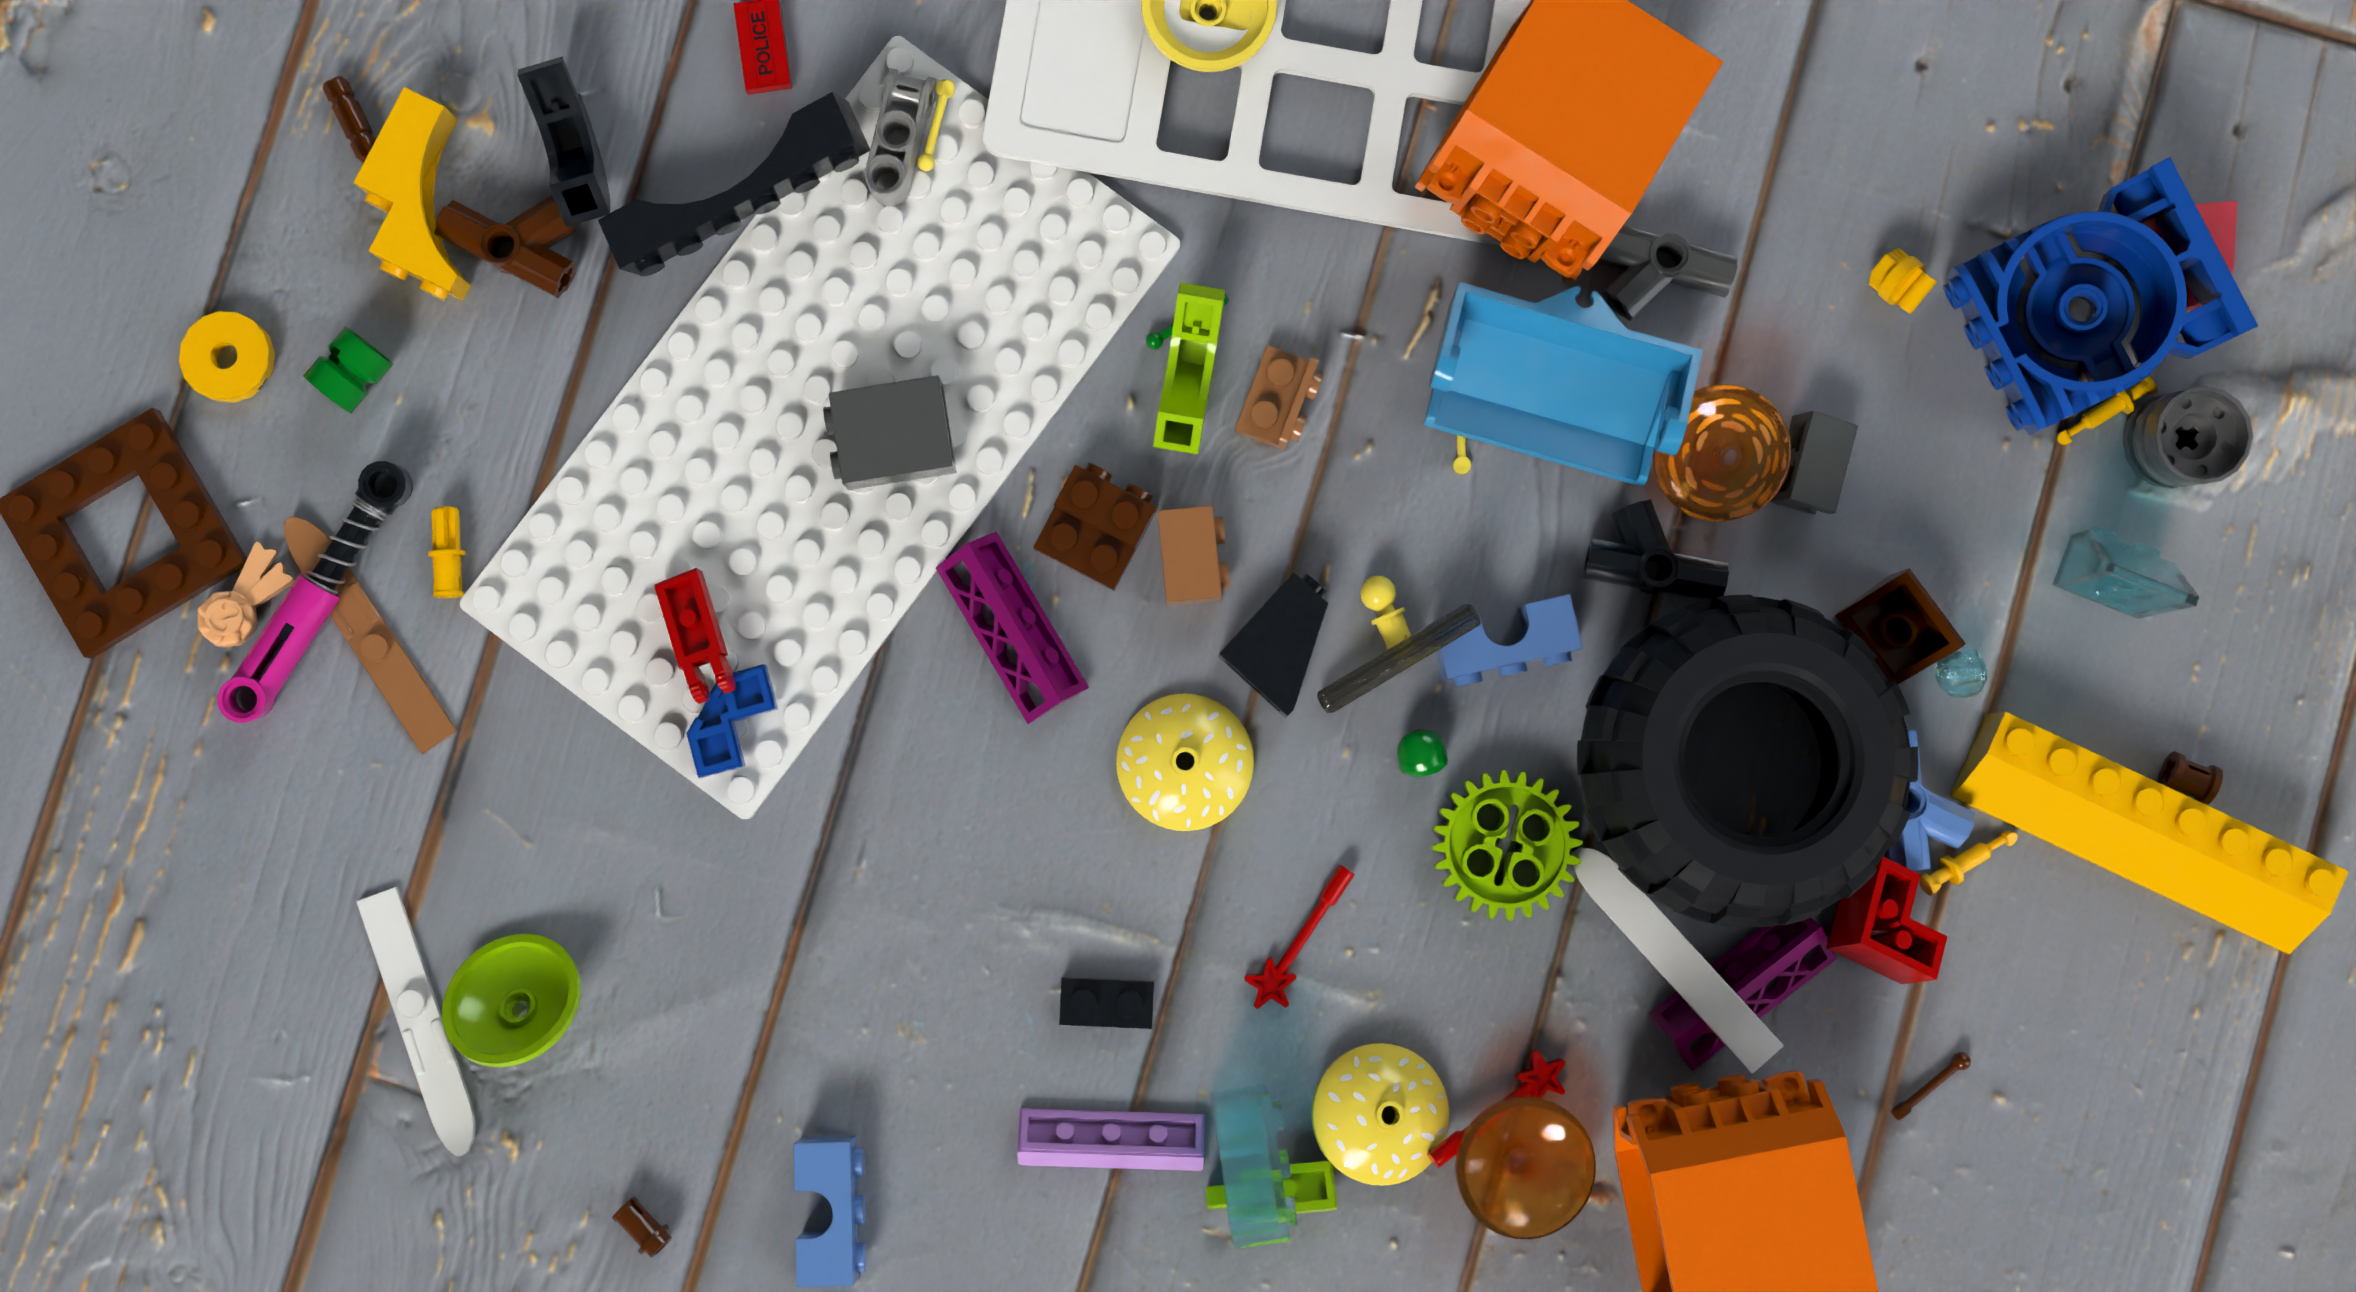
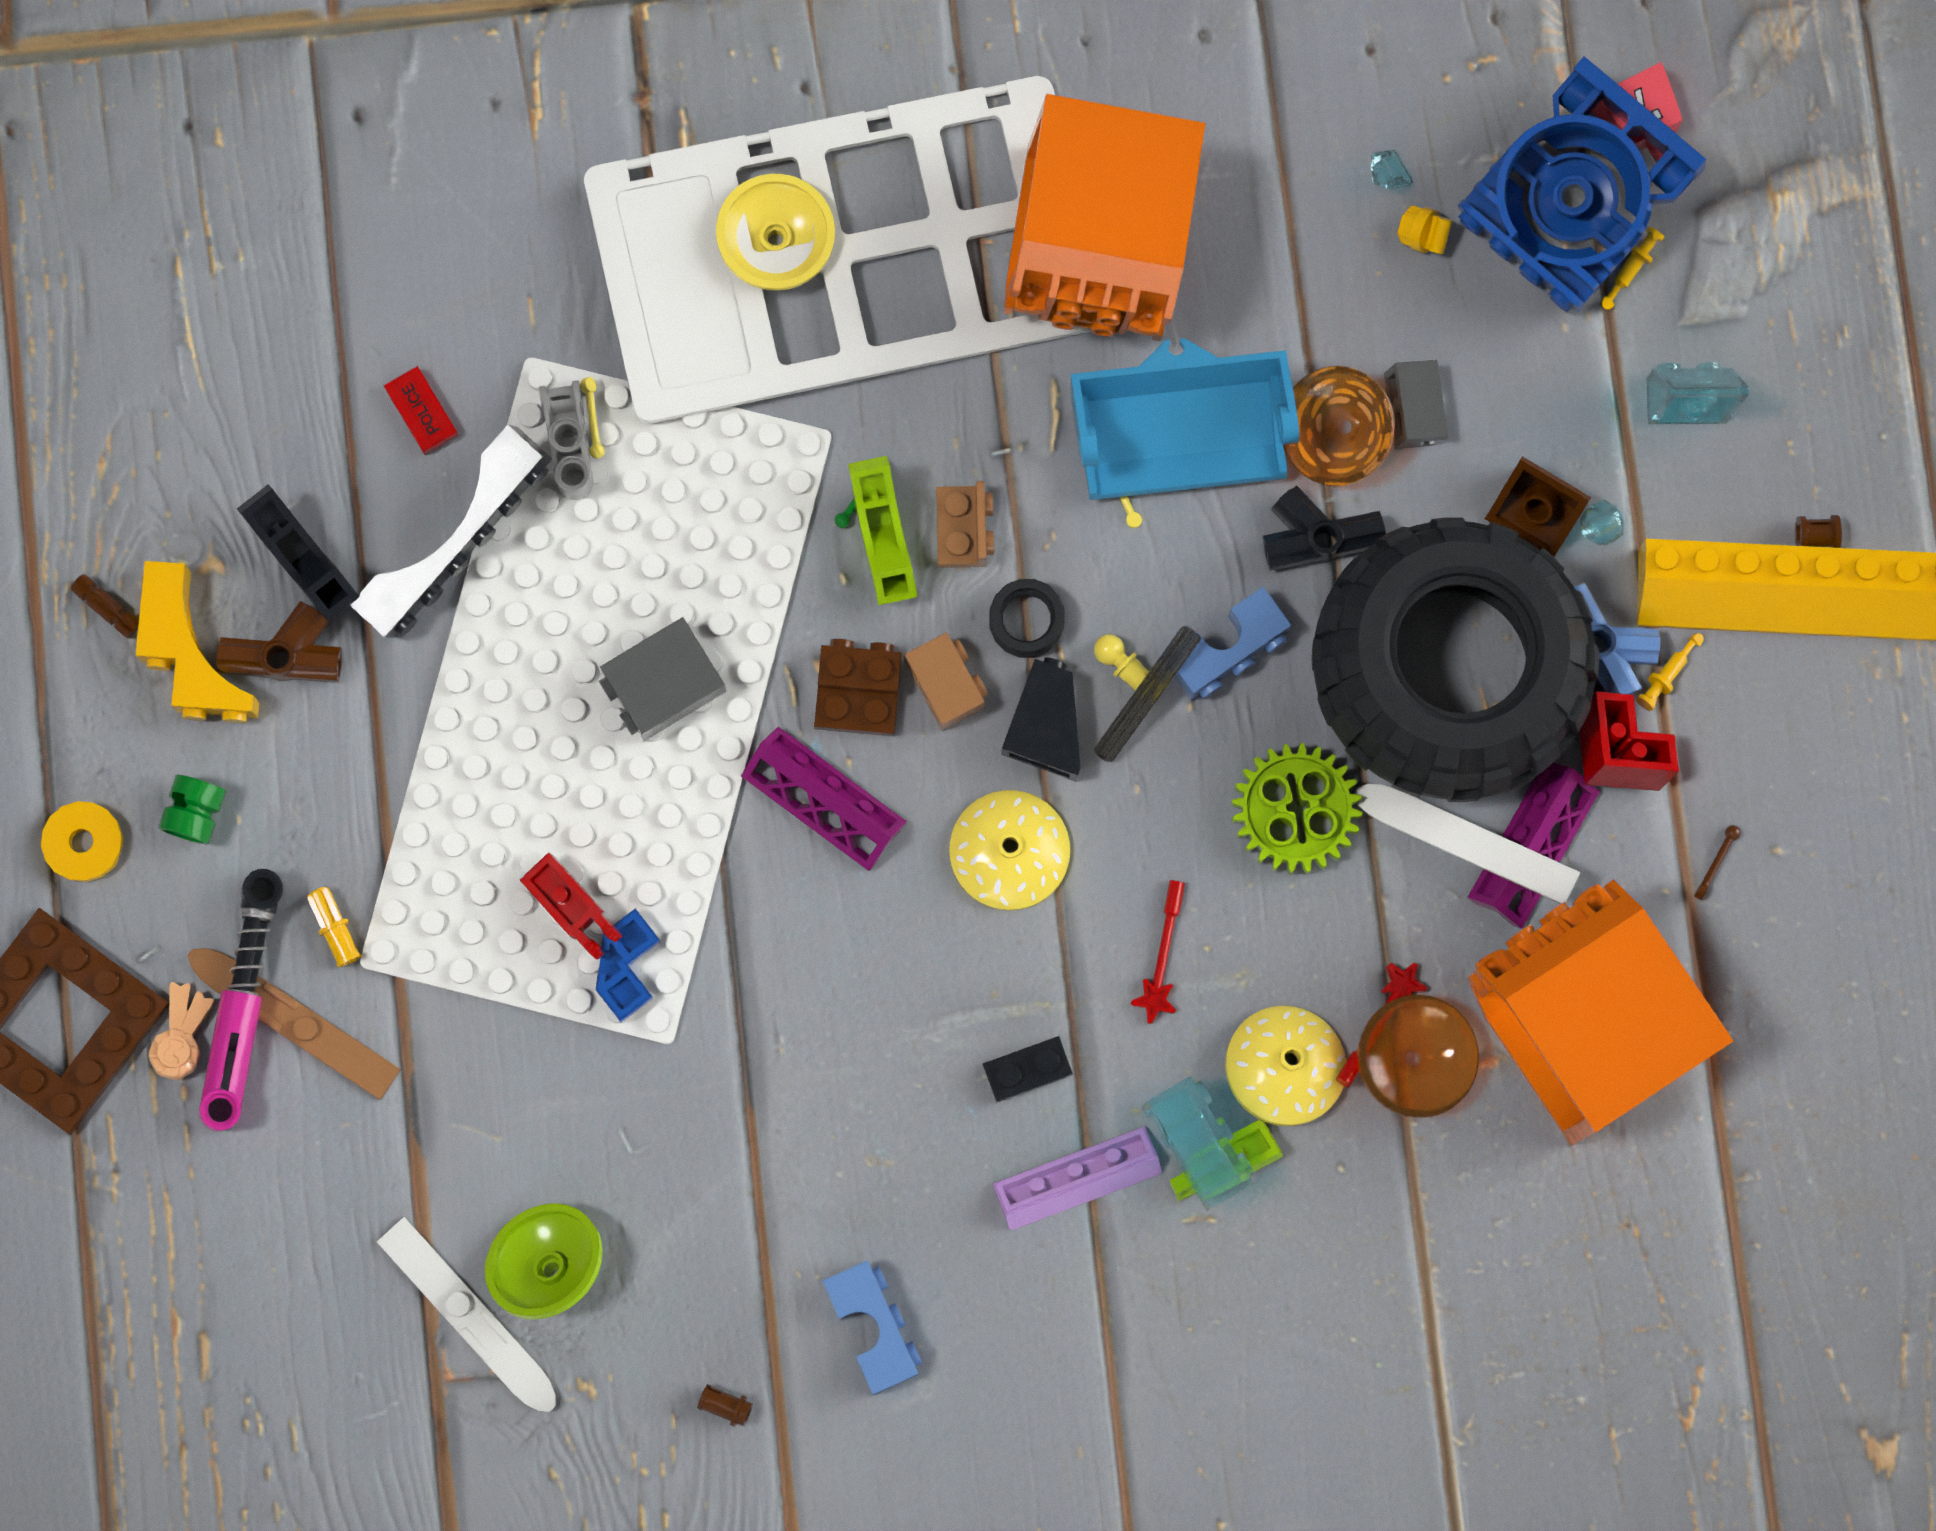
camera: 25 degrees left, 5 degrees down
(1318, 492) = (1019, 588): none -> black tyre
(1421, 753) = (1198, 763): green piece -> none
(1646, 278) = (1218, 310): dark grey piece -> none
(1889, 201) = (1389, 170): none -> clear light blue slope
(2211, 440) = (1721, 261): flat silver wheel -> none

